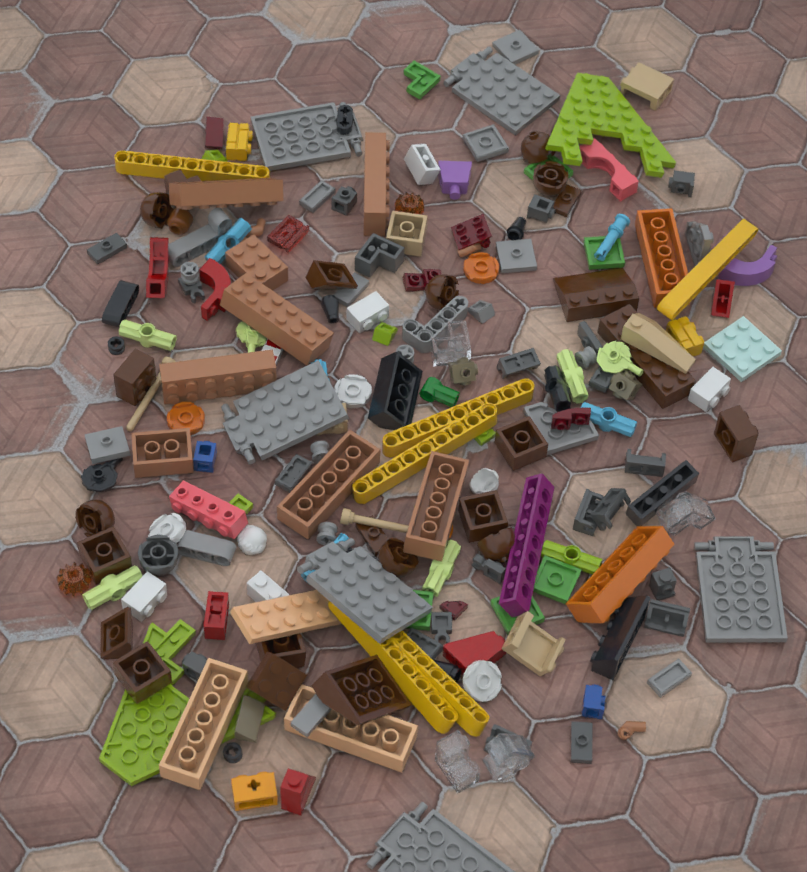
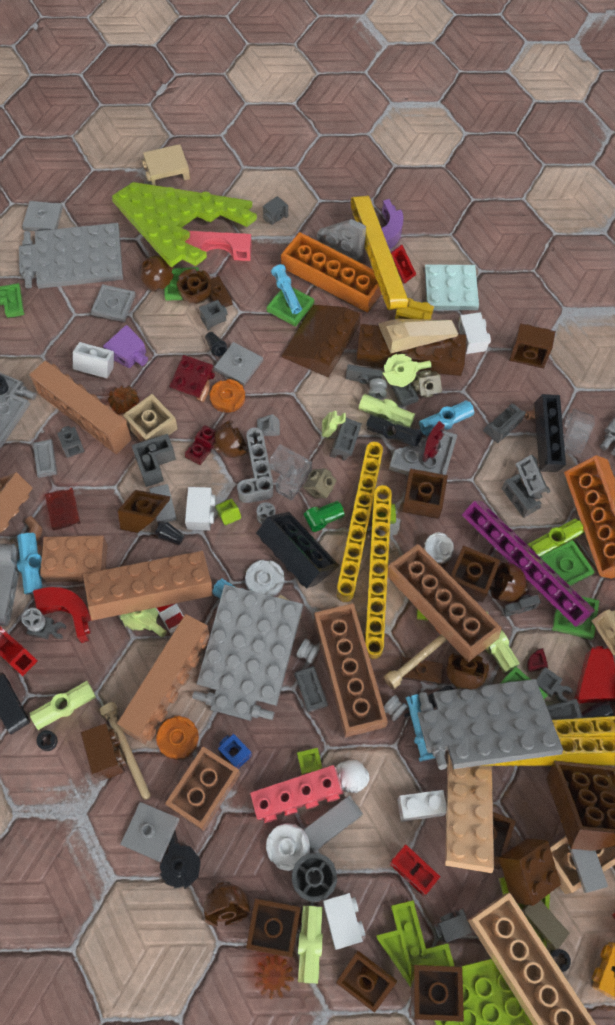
camera: 50 degrees left, 10 degrees up
(524, 344) = (331, 422): none -> yellowish green plate

